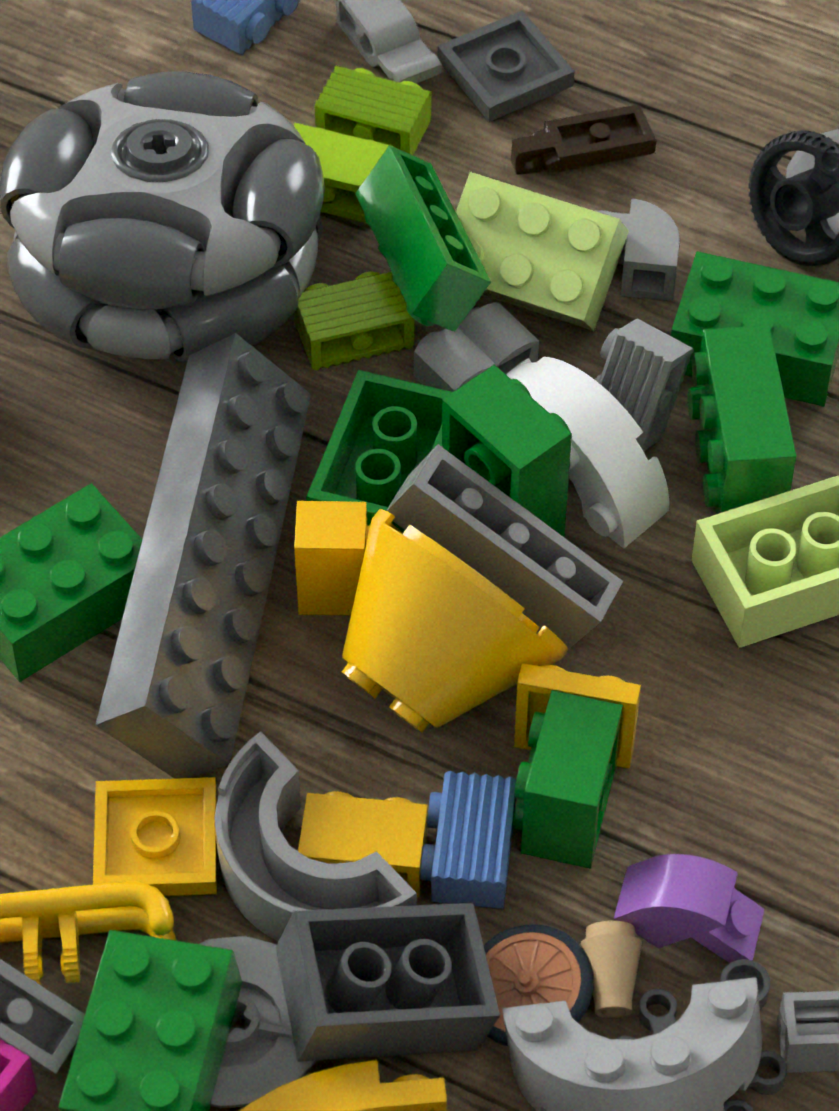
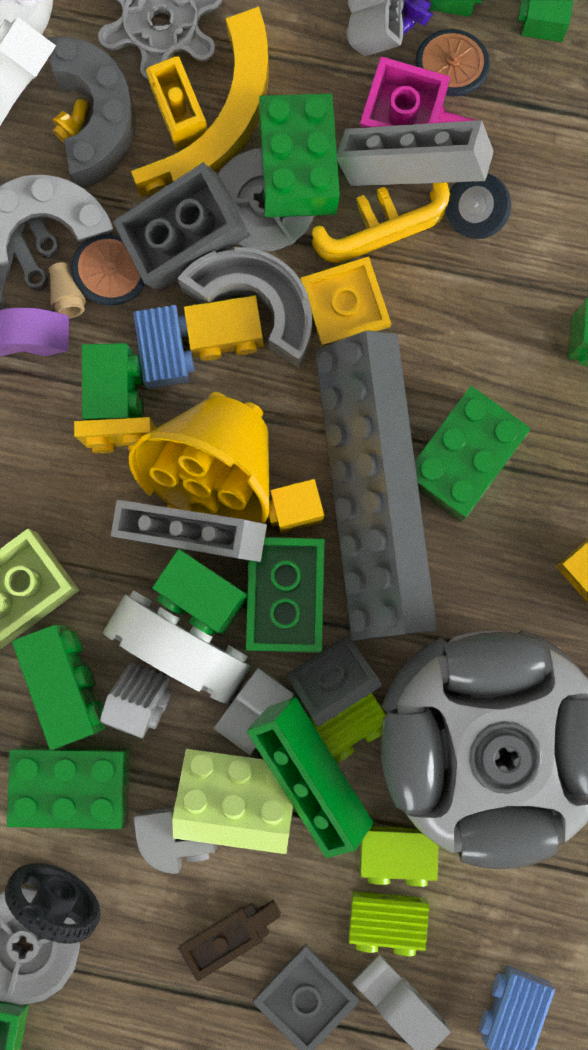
camera: 170 degrees right, 30 degrees up
(347, 337) = (333, 680): none -> dark grey plate

